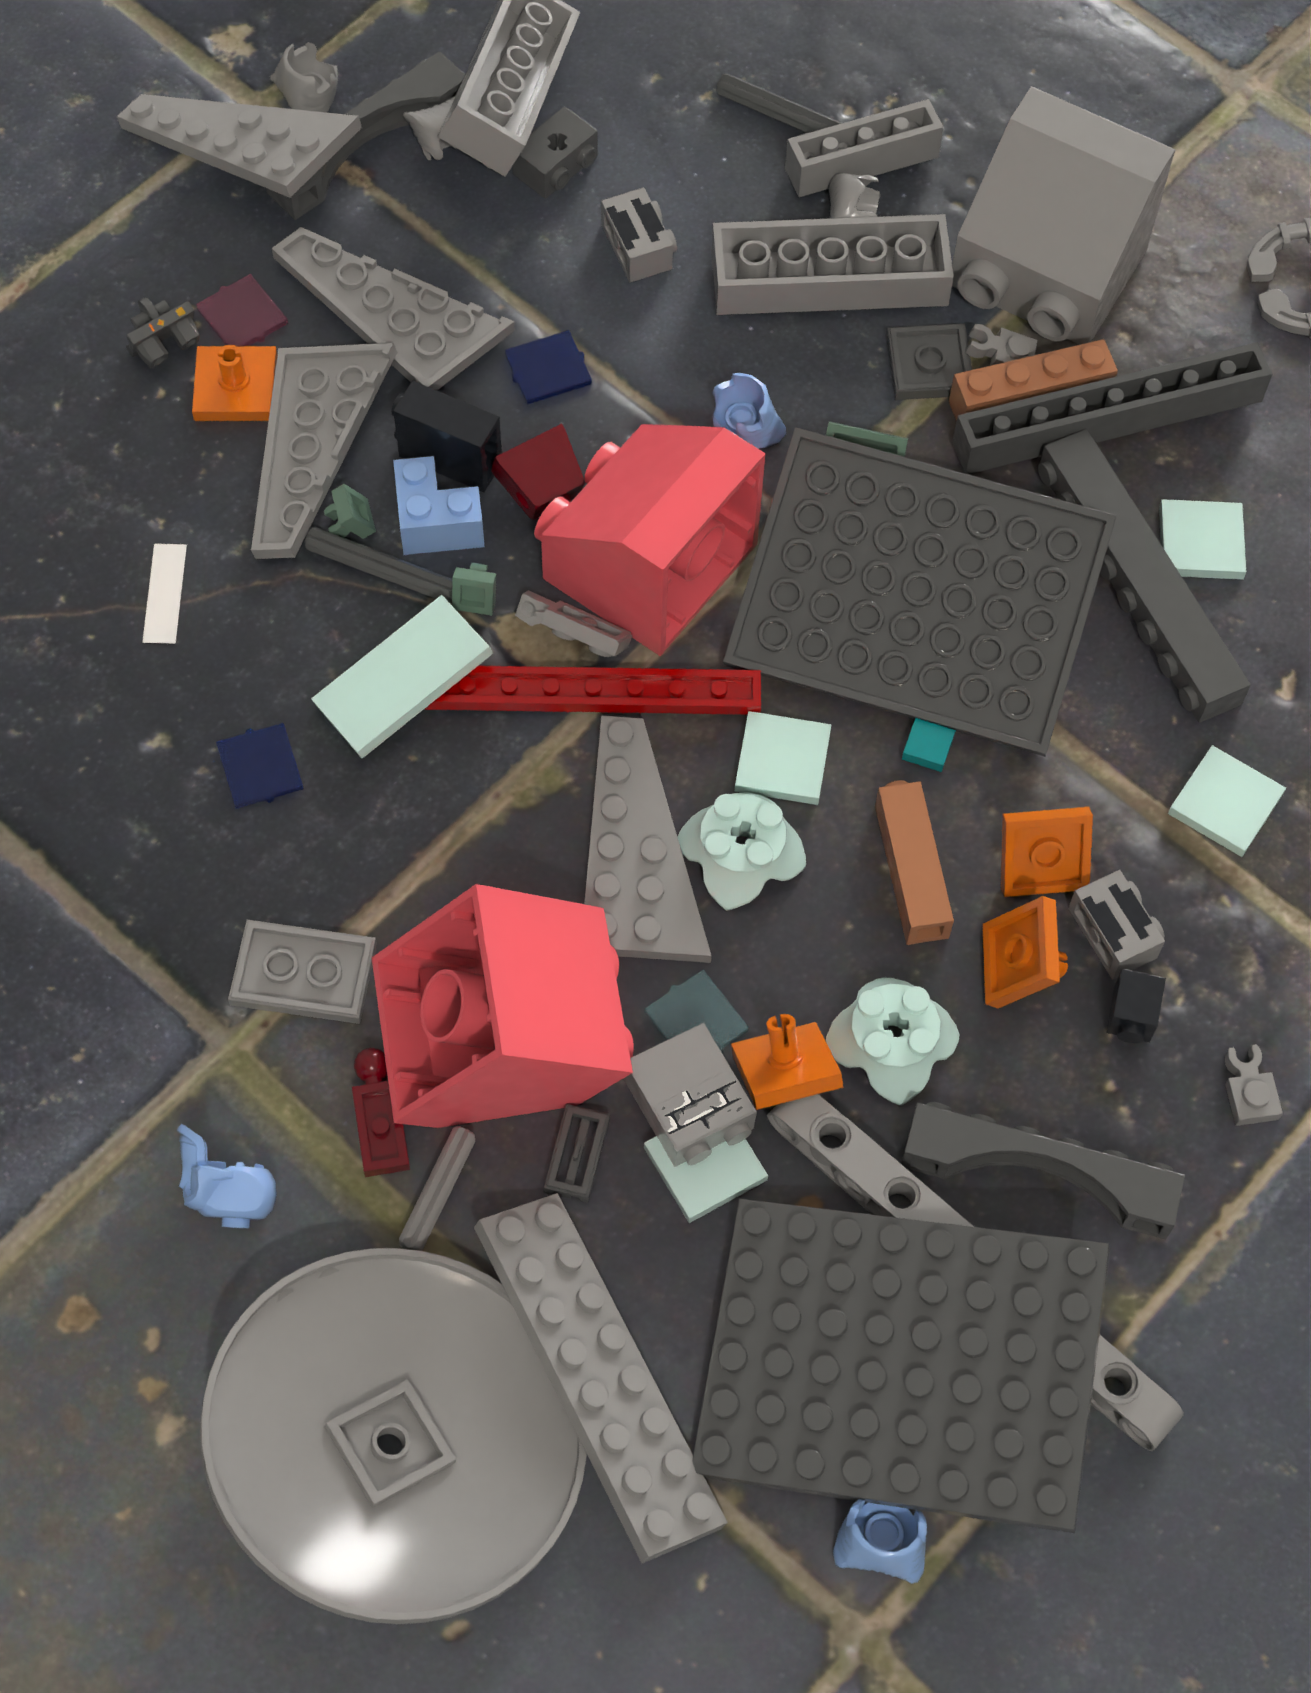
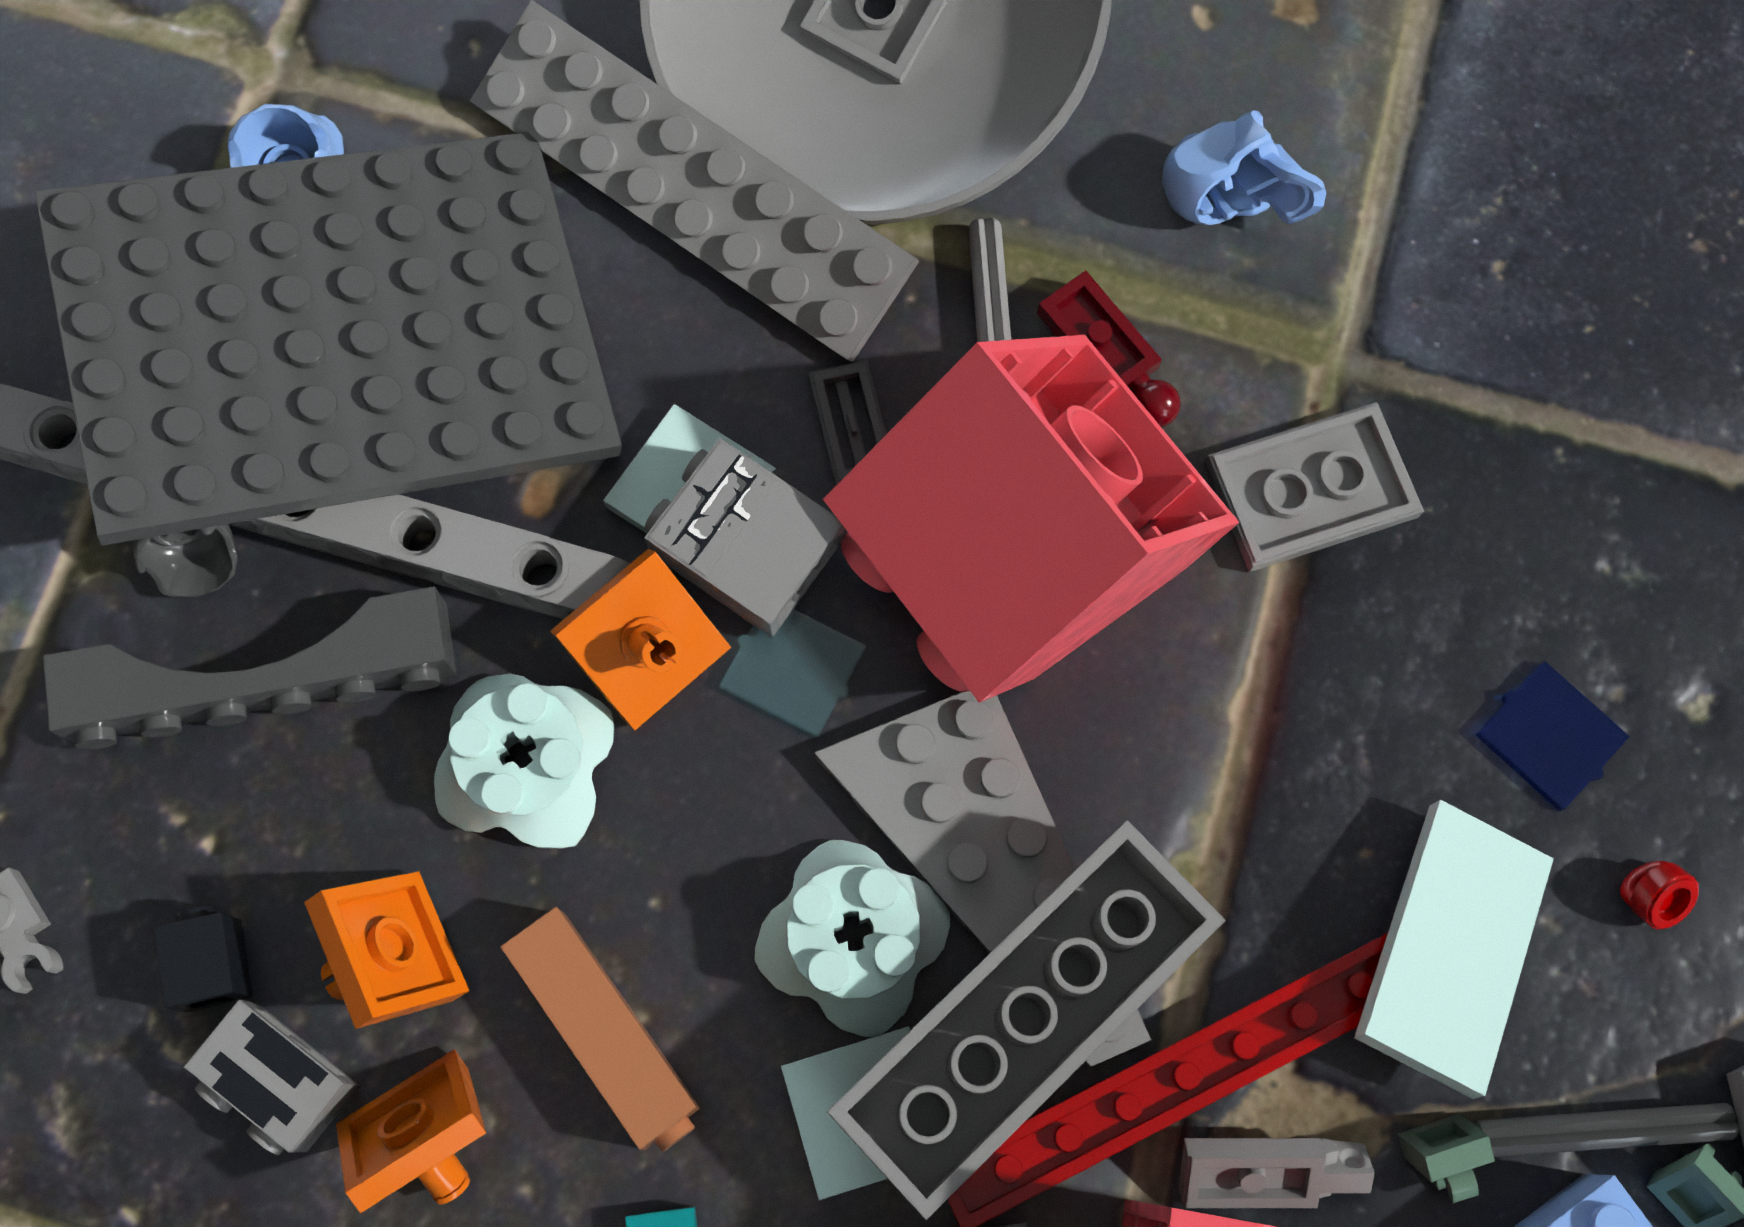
camera: 150 degrees right, 10 degrees up
(262, 650) = (1660, 893): none -> red tile
(671, 738) = (1025, 1019): none -> light grey brick

